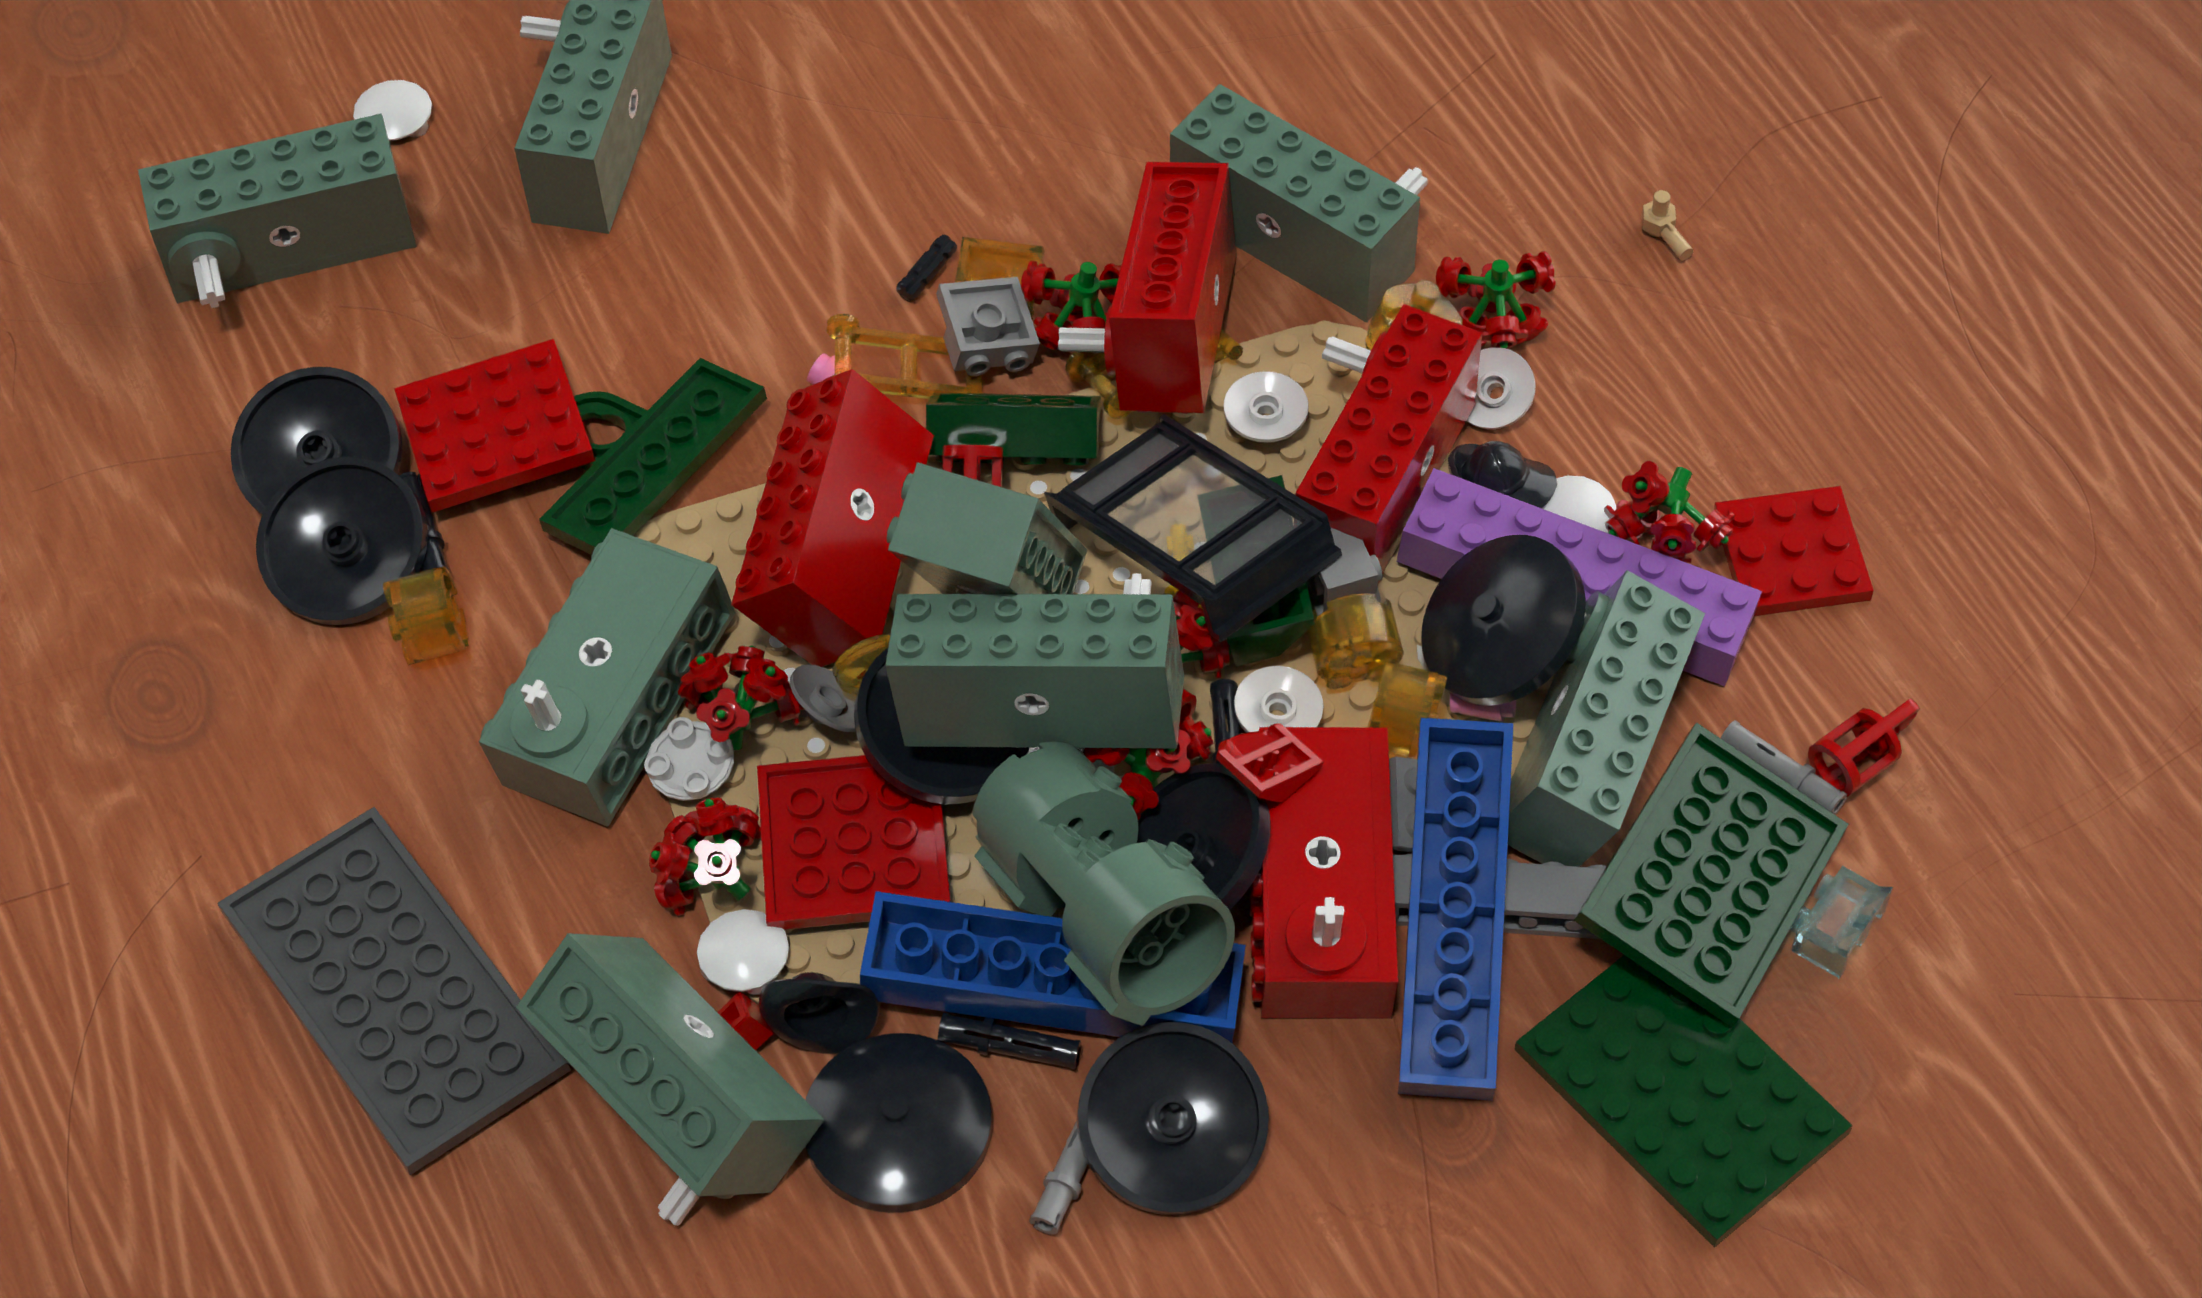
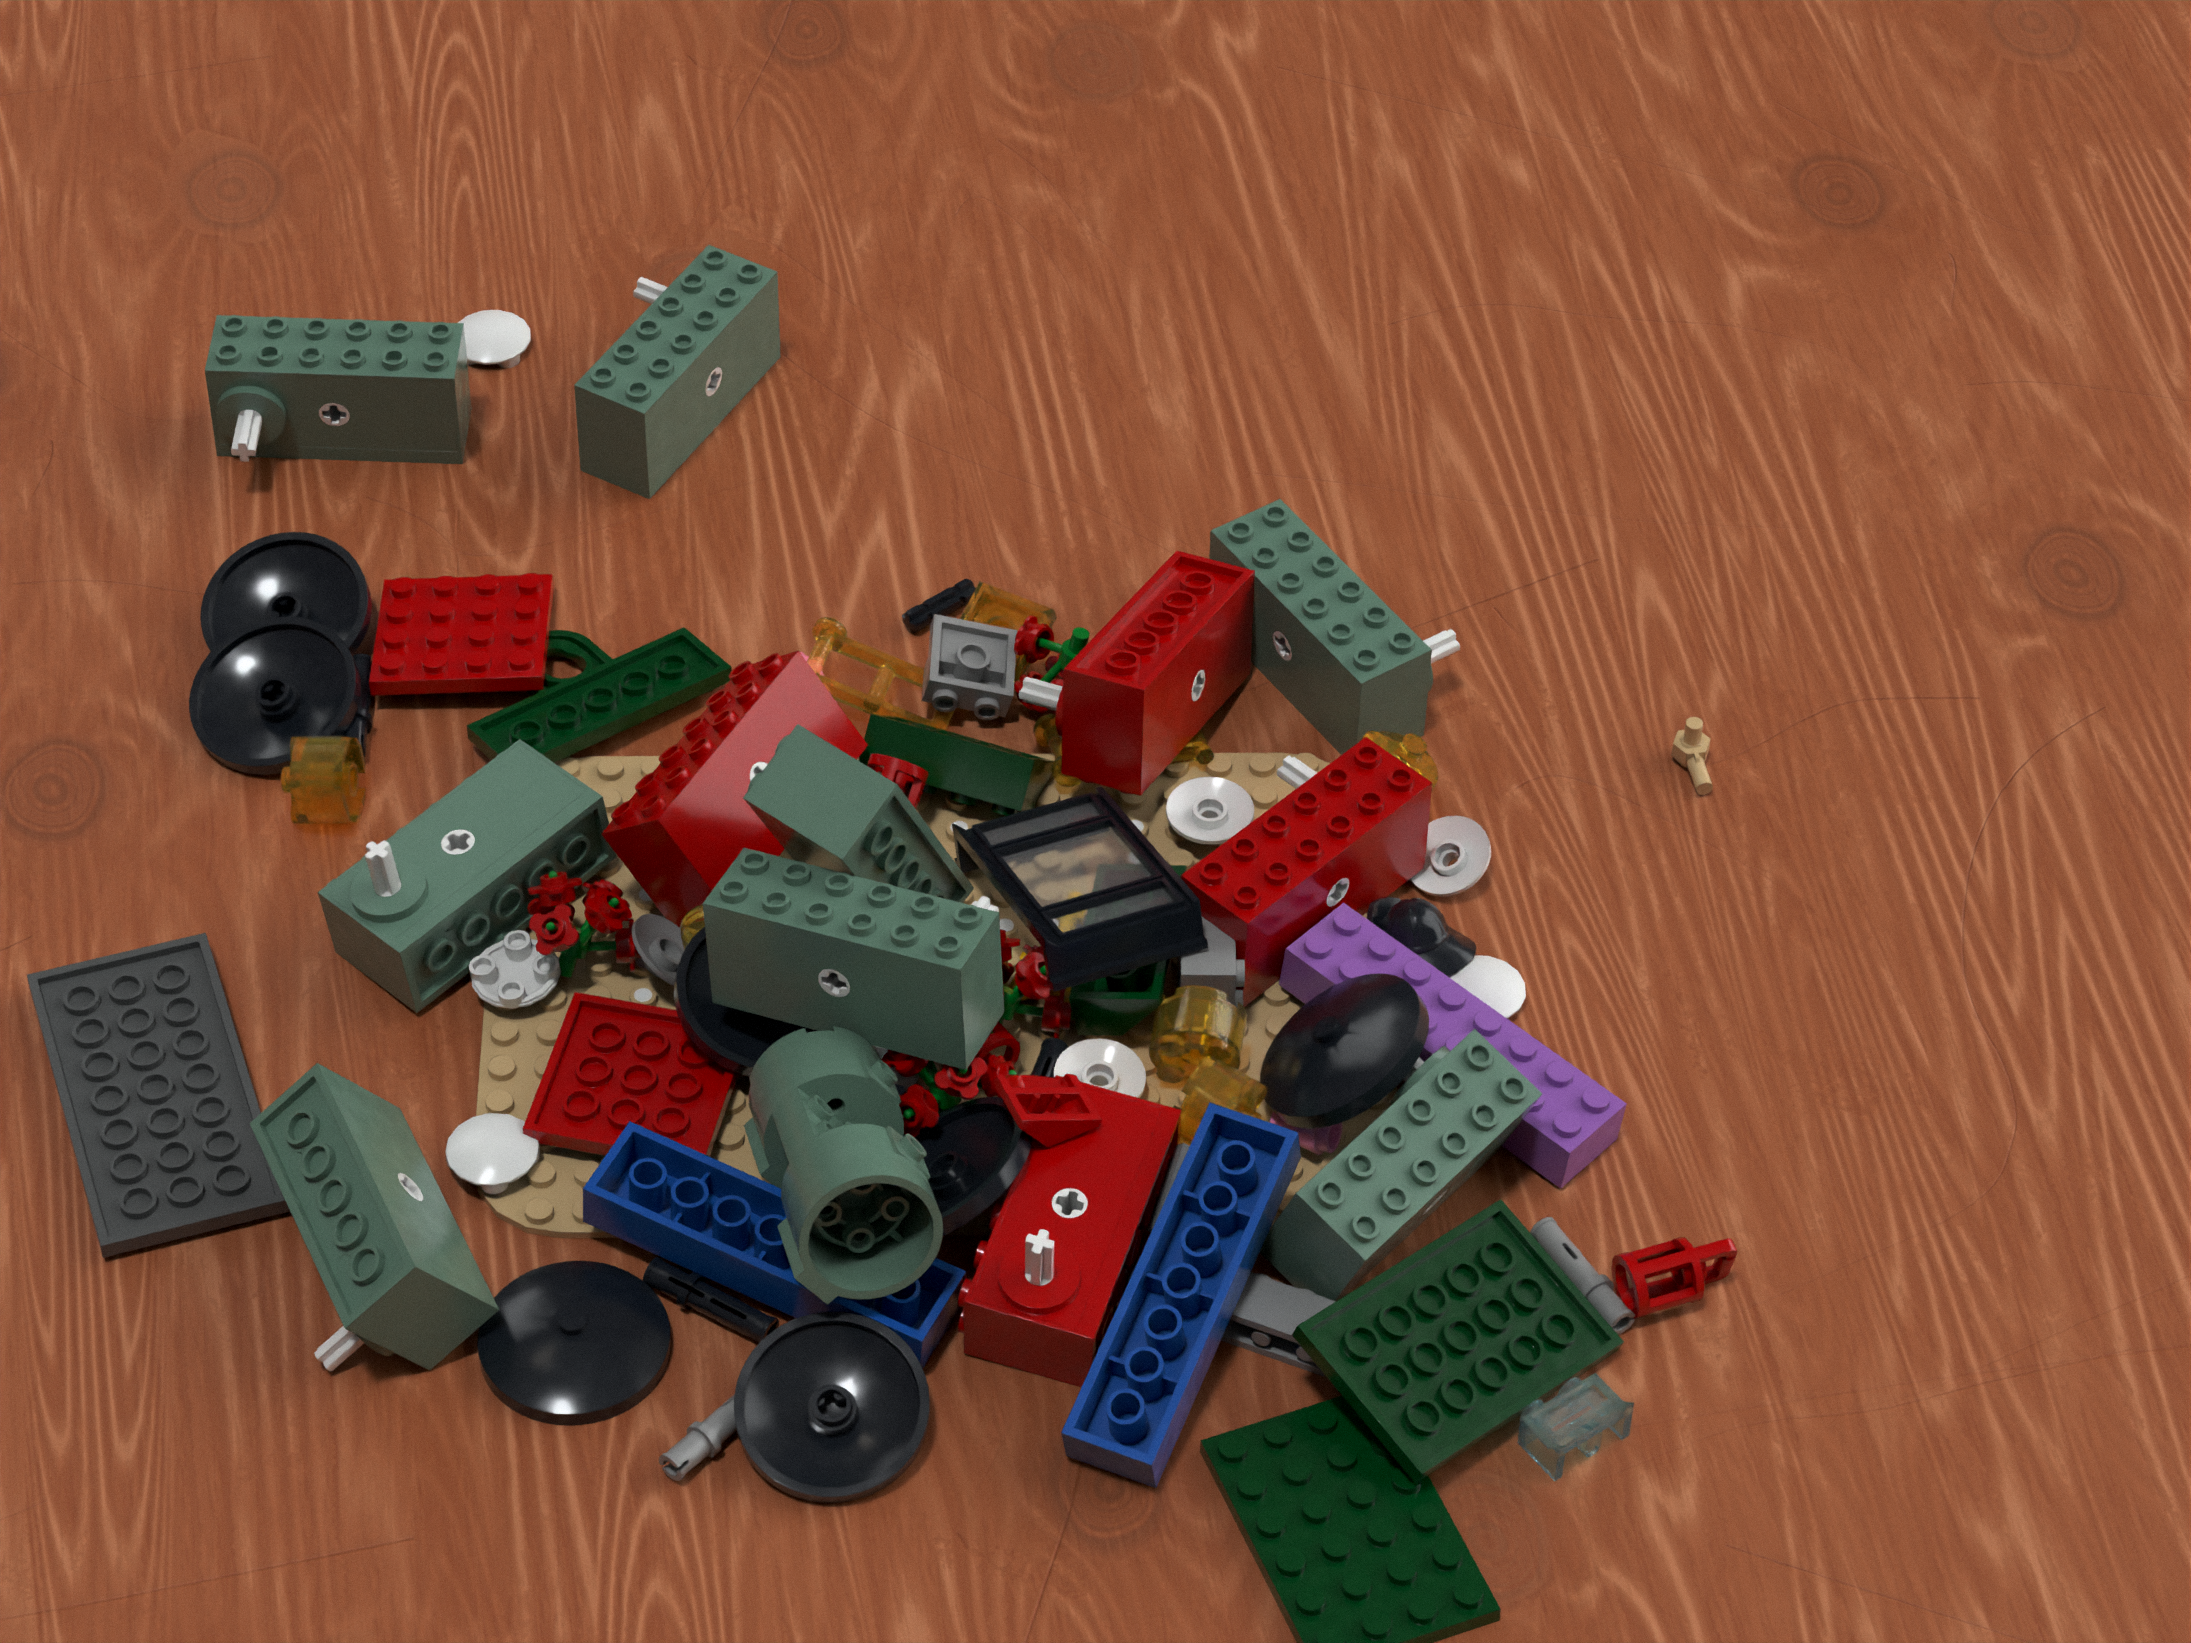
camera: 15 degrees right, 10 degrees down
(717, 861) = (488, 1051): red plant -> none
(746, 1019) = (471, 1213): red slope -> none
(819, 1012) = (538, 1219): black hat -> none
(1495, 288) = (1491, 768): red plant -> none
(1672, 531) = (1552, 1012): red plant -> none
(1796, 550) = (1688, 1085): red plate -> none

